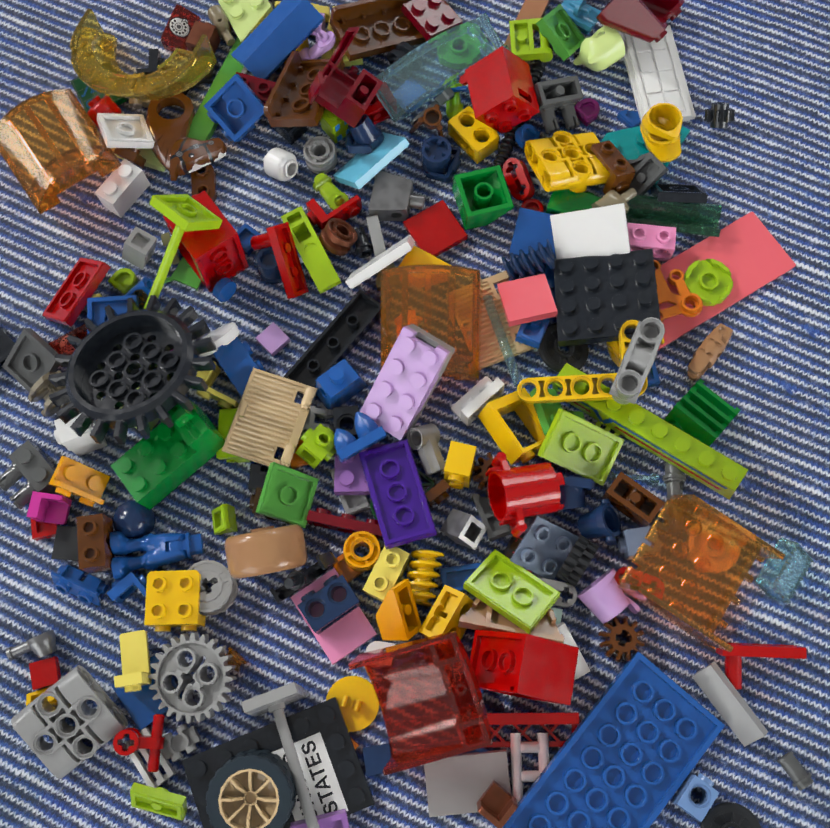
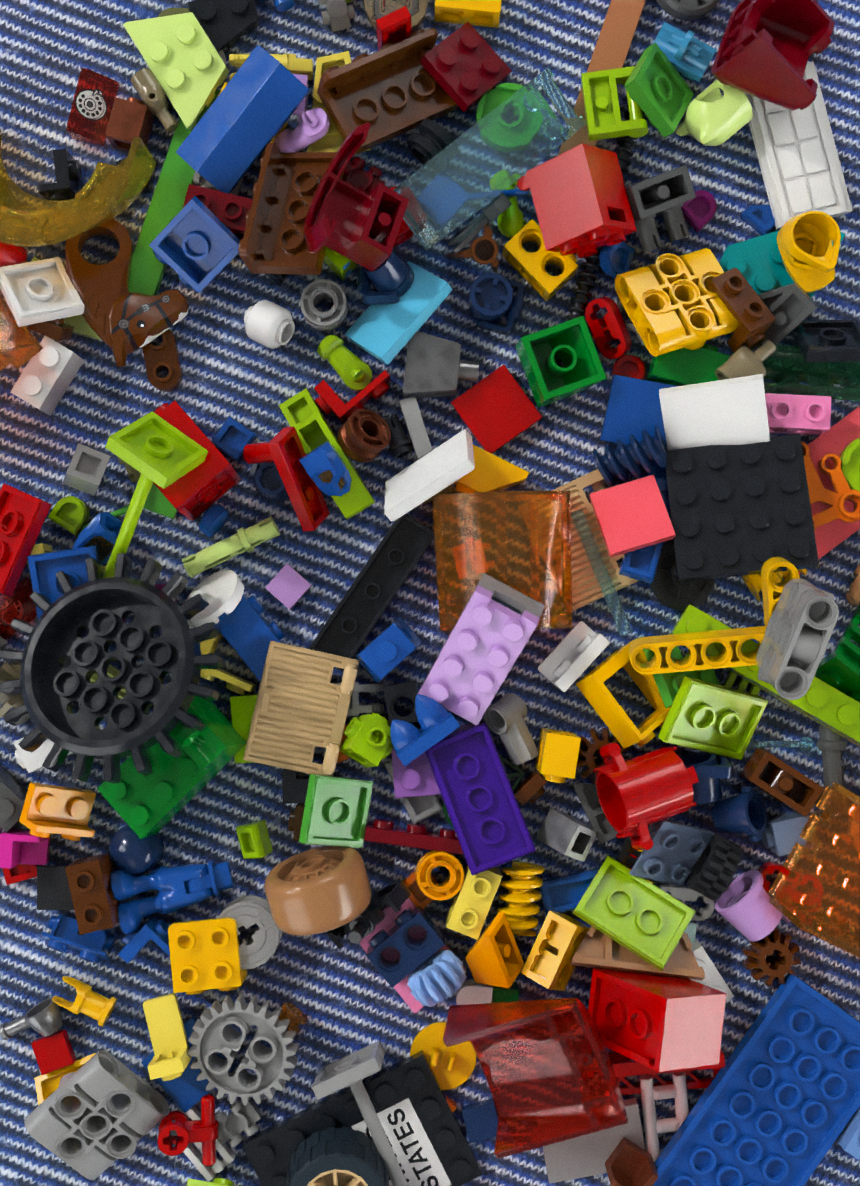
camera: 10 degrees left, 15 degrees up
(79, 634) = (87, 1001): none -> yellow piece
(240, 306) = (234, 545): none -> yellowish green pin
(307, 251) = (327, 470): none -> blue rock
(351, 629) = (437, 978): none -> light blue gear

